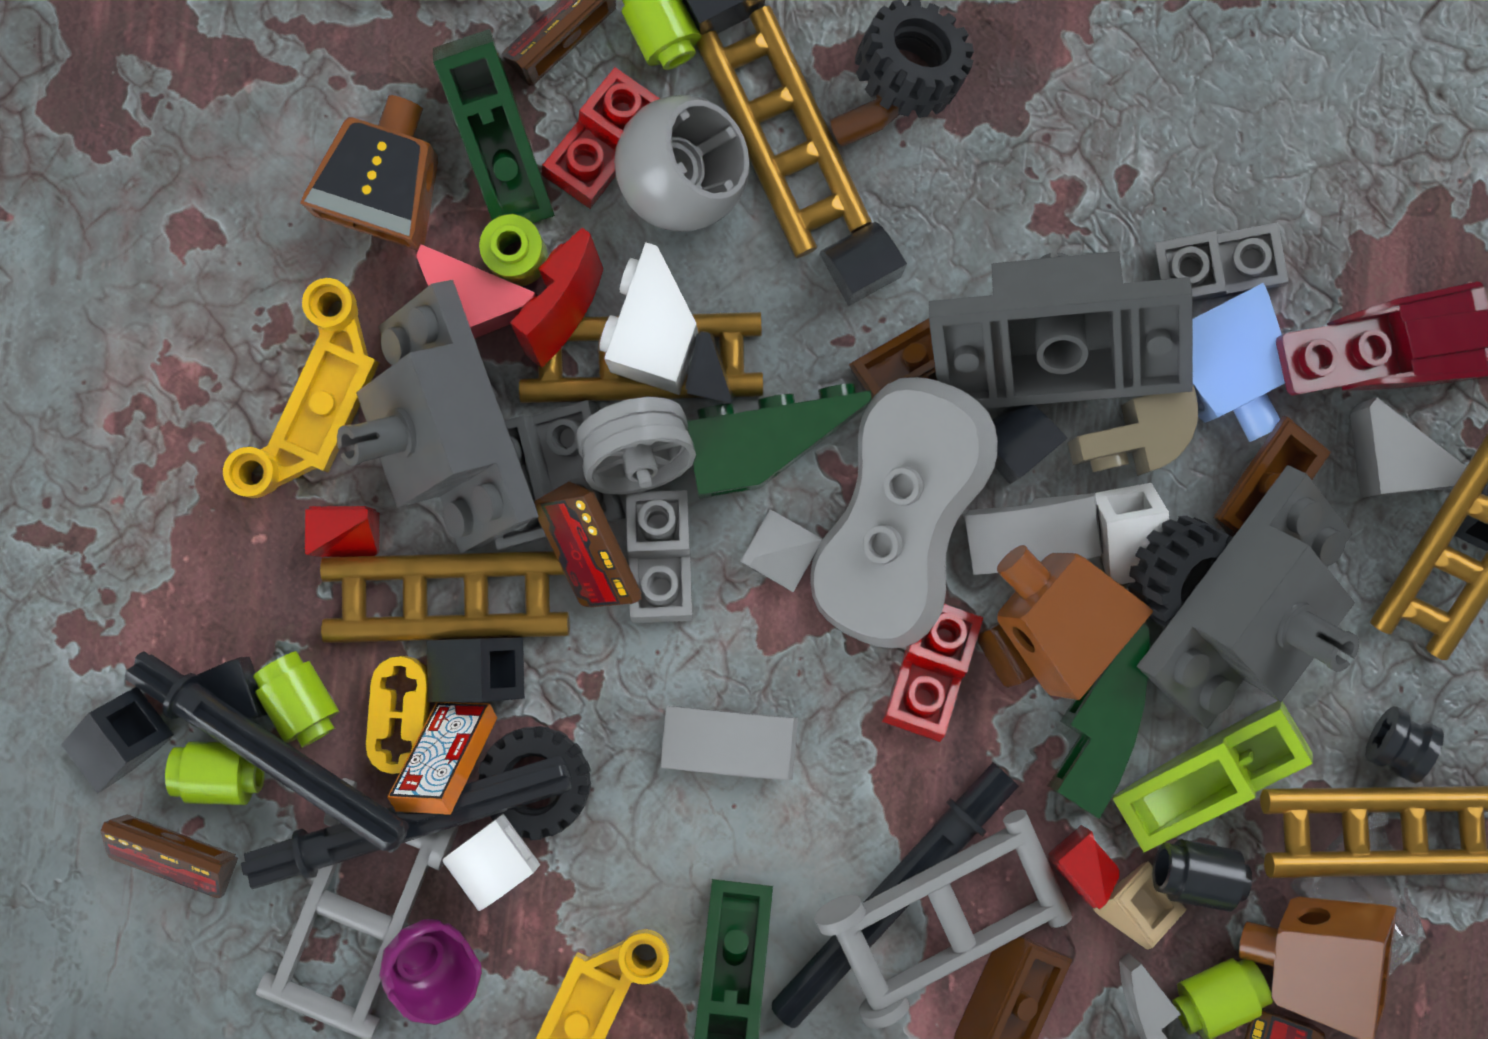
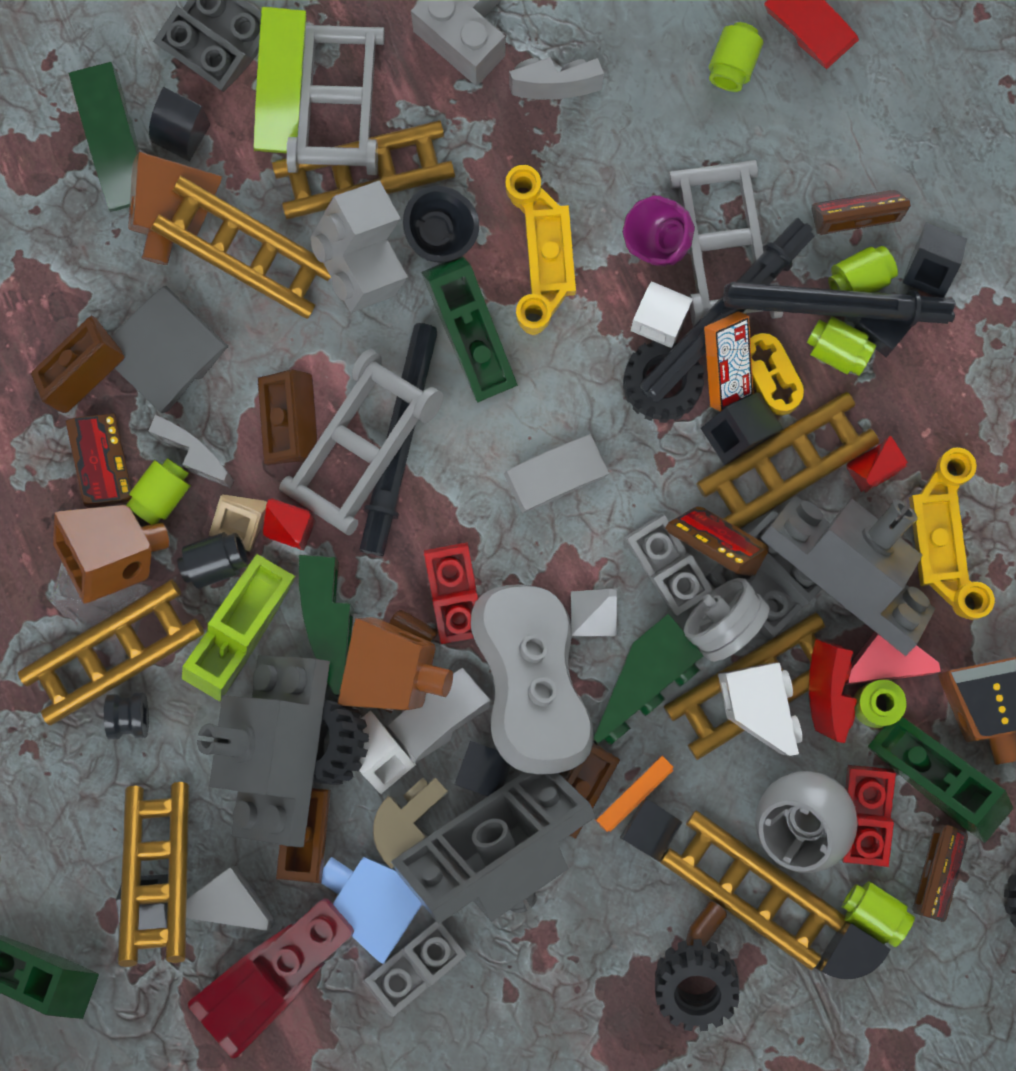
camera: 150 degrees right, 5 degrees down
(706, 371) = (708, 695): black slope -> none
(859, 312) = (634, 794): none -> orange tile

